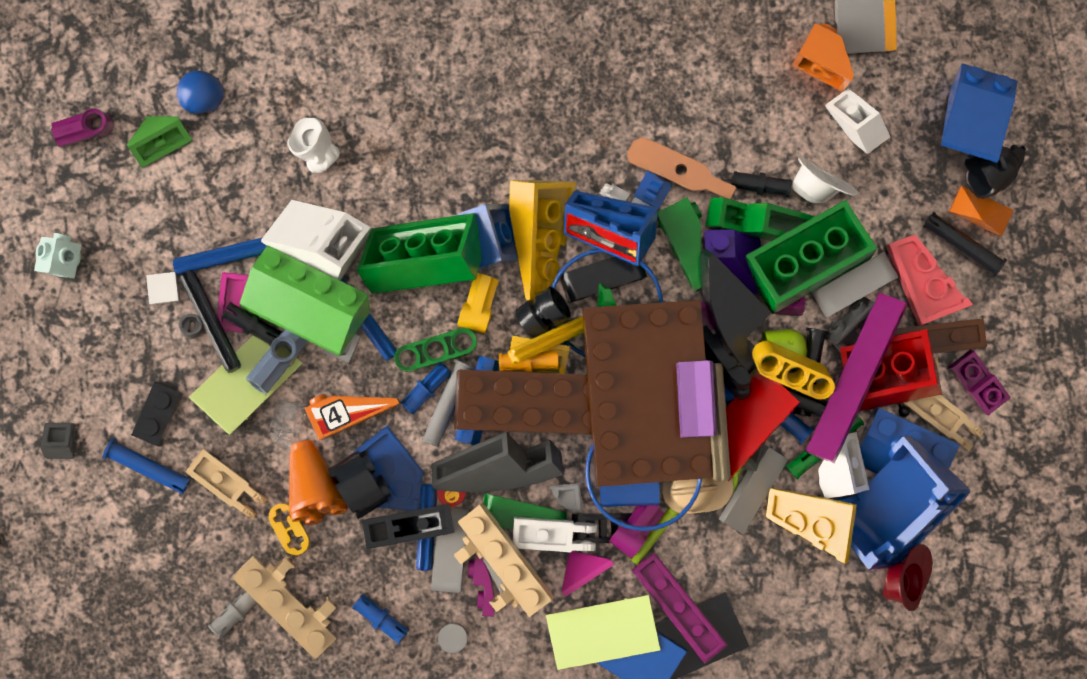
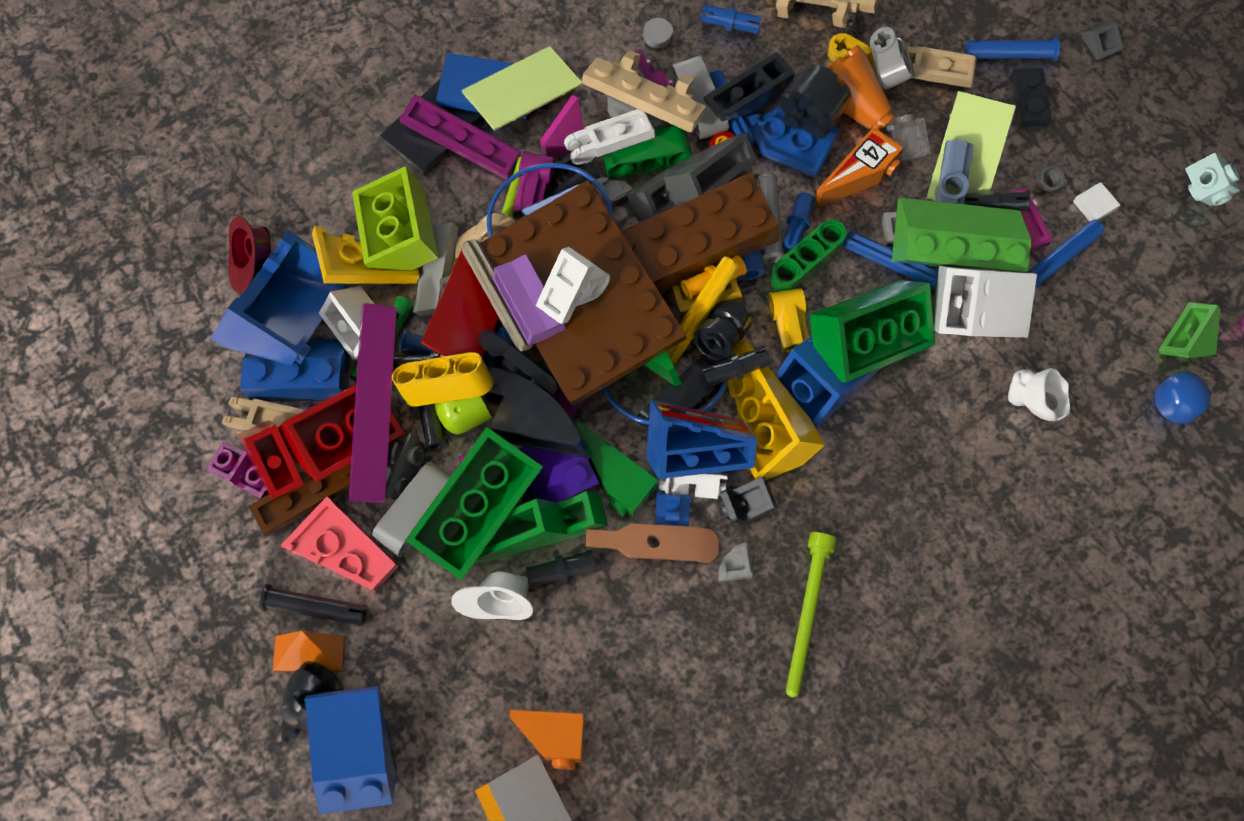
camera: 155 degrees right, 15 degrees down
(210, 321) = (1038, 189): black axle -> none
(266, 495) = (890, 58): none -> light grey piece
(549, 273) = (736, 366): none -> black pin
(552, 107) = (821, 547): none -> lime piece
(591, 167) = (748, 501): none -> black bracket
(623, 126) = (736, 564): none -> light grey tile
(659, 383) = (570, 284): none -> white tile
(772, 543) = (395, 222): none -> lime slope
(858, 120) = (484, 685): white slope -> none
(956, 374) = (271, 459): none -> red slope

